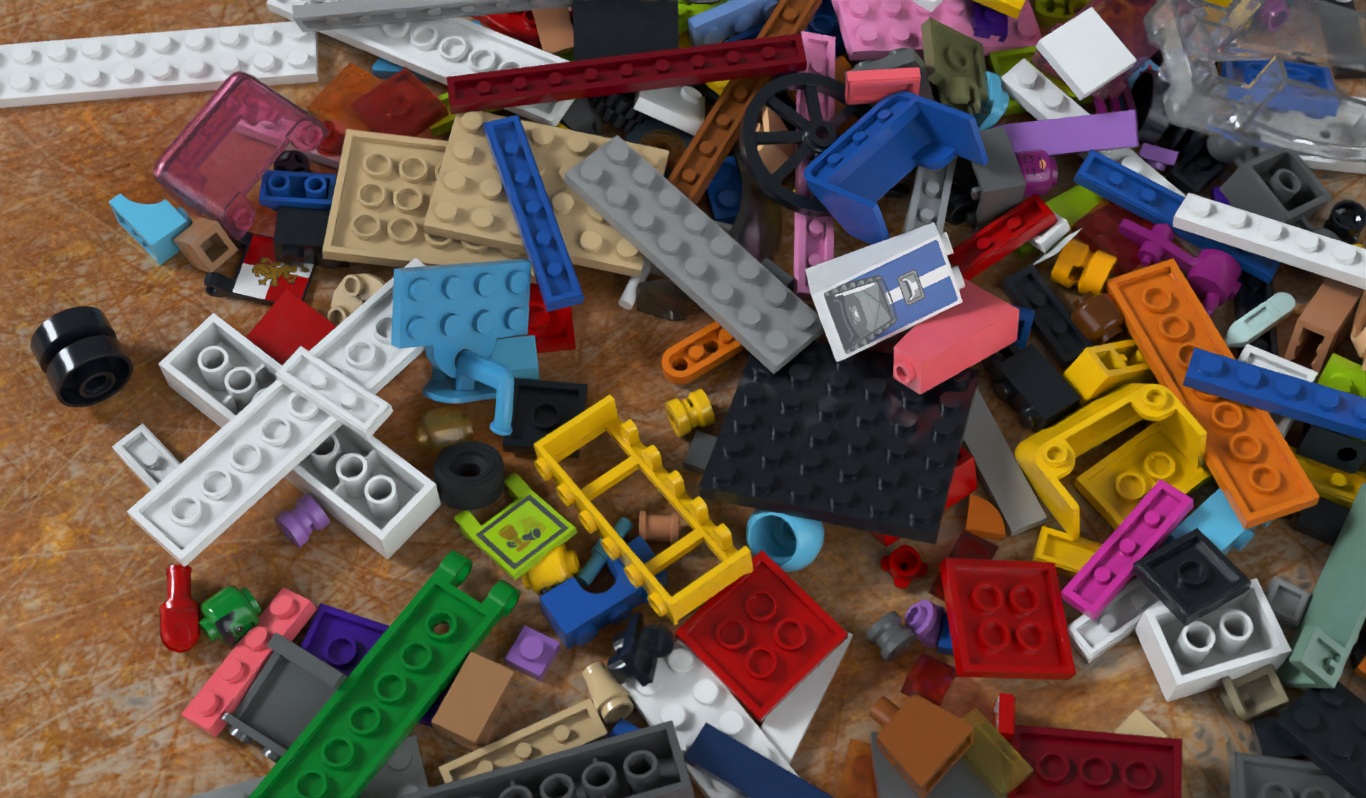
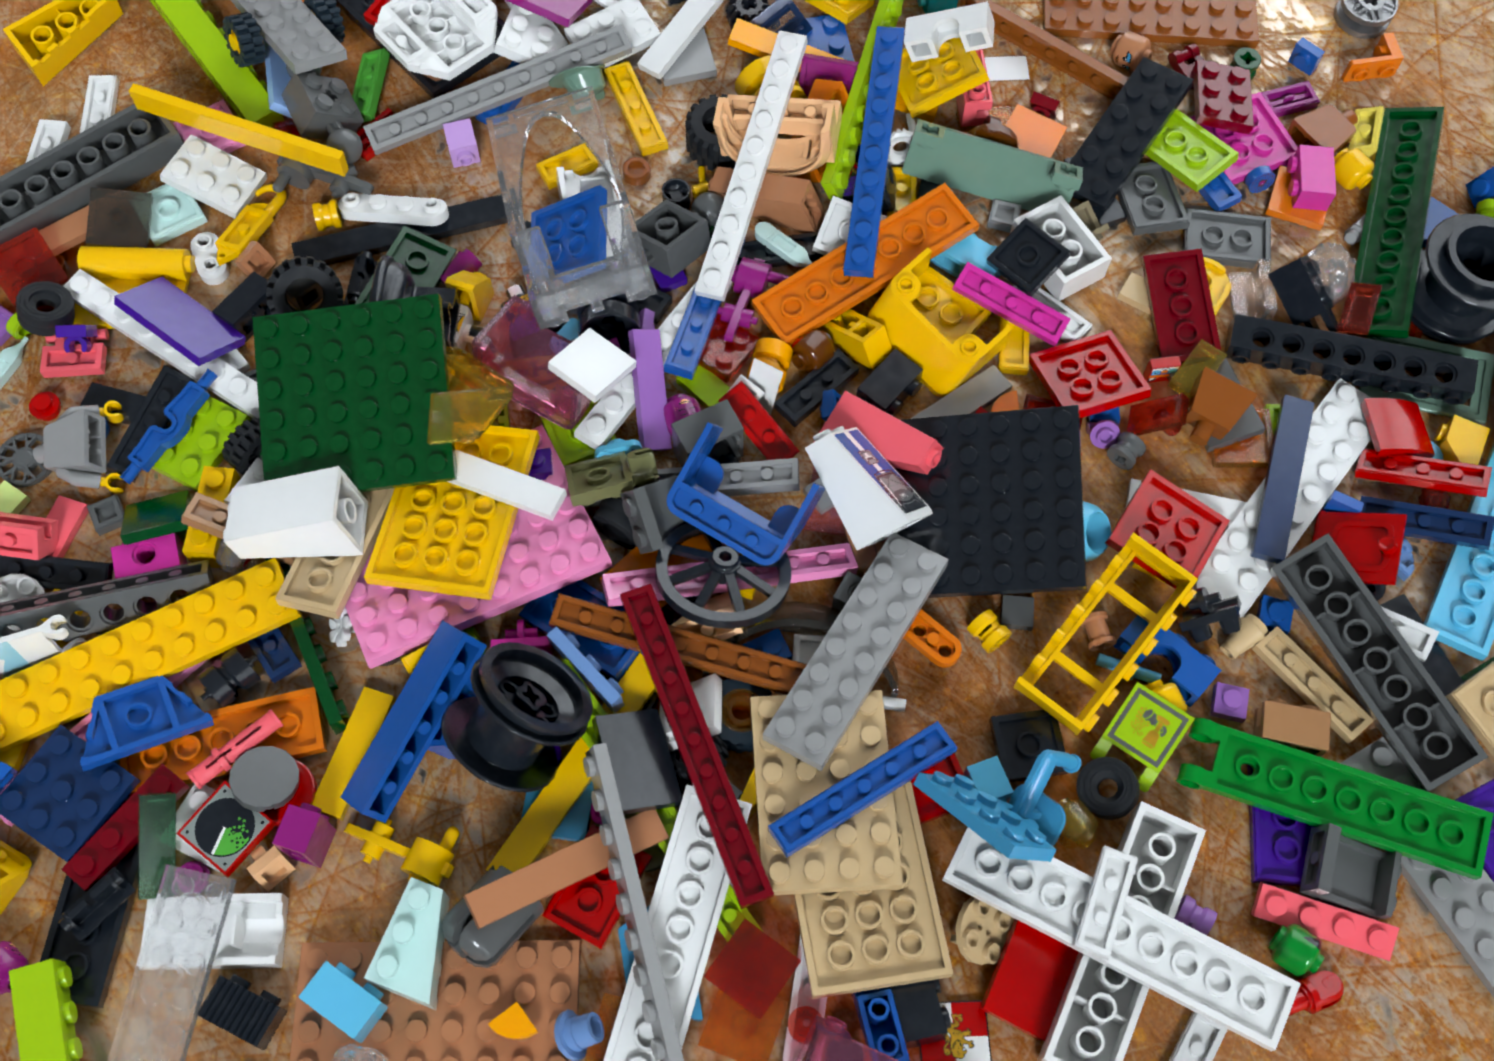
camera: 105 degrees left, 5 degrees up
(874, 85) = (664, 516): coral tile -> none

